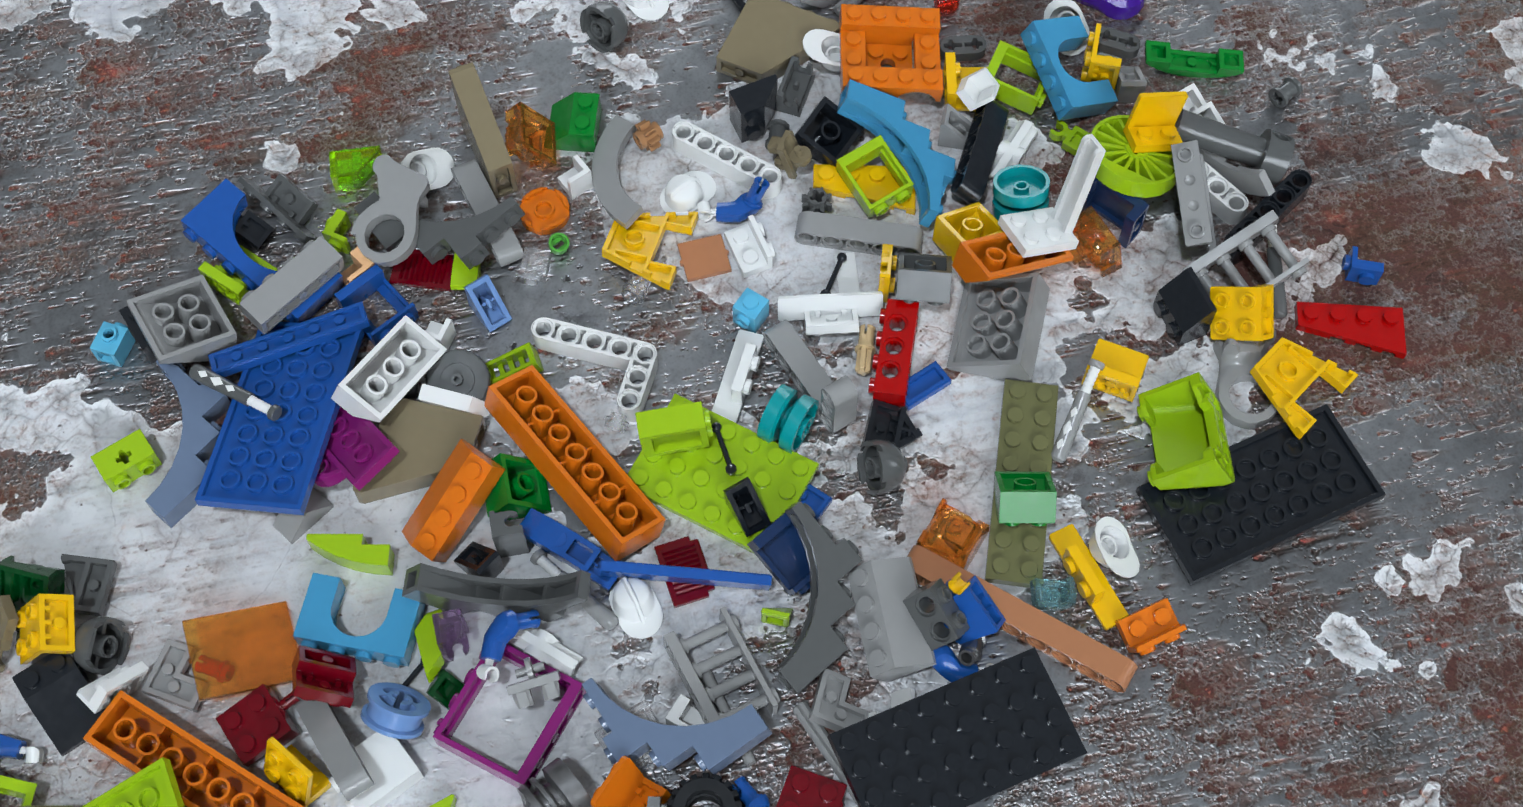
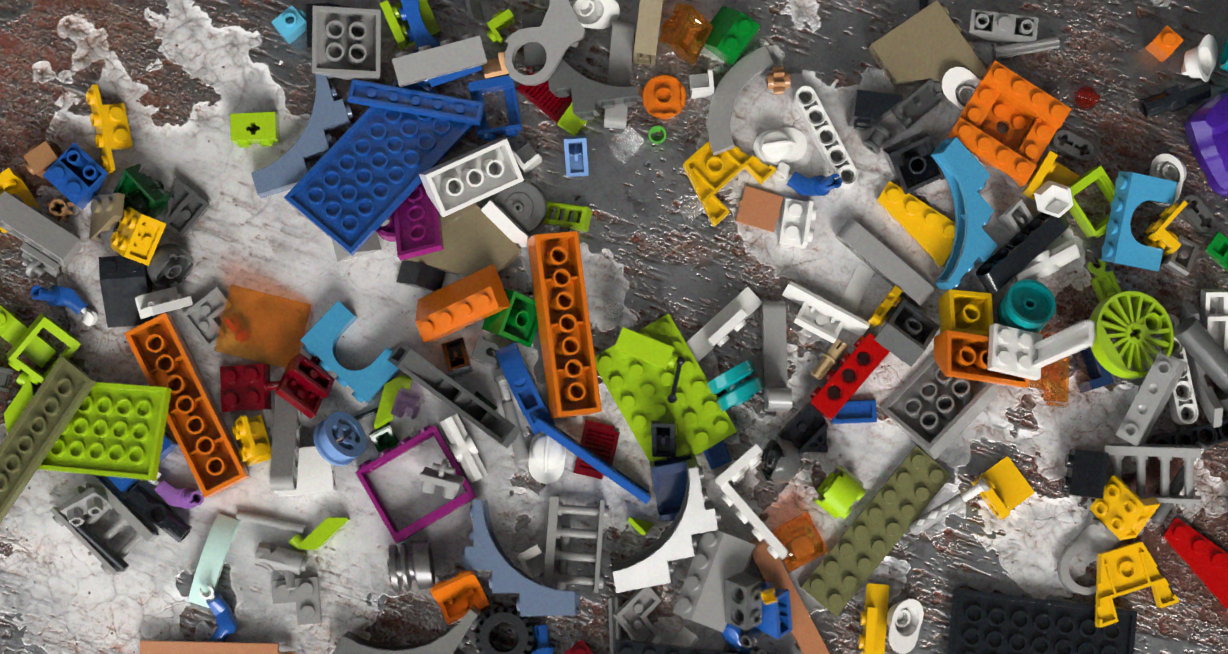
camera: 30 degrees right, 20 degrees up
(222, 385) = (346, 110): dark grey piece -> none
(354, 552) = (375, 298): lime slope -> none
(390, 505) = (420, 276): none -> black slope
(498, 635) = (435, 429): blue arm -> none
(603, 355) = (637, 248): white beam -> none
(750, 310) = (763, 278): medium azure brick -> none
(789, 153) = (874, 164): dark tan hips -> none
(817, 201) = (875, 213): dark grey gear -> none
(841, 257) = (860, 273): black hinge -> none
(853, 525) = (734, 475): none -> white bracket
(863, 155) = (926, 202): lime window -> none
(960, 461) = (839, 493): none -> lime brick
(1025, 498) = (866, 549): slope -> none
(1053, 594) = (840, 628): clear light blue bracket -> none
(1153, 121) = (1161, 324): yellow bracket -> none
(1186, 435) = (1014, 576): lime windscreen -> none

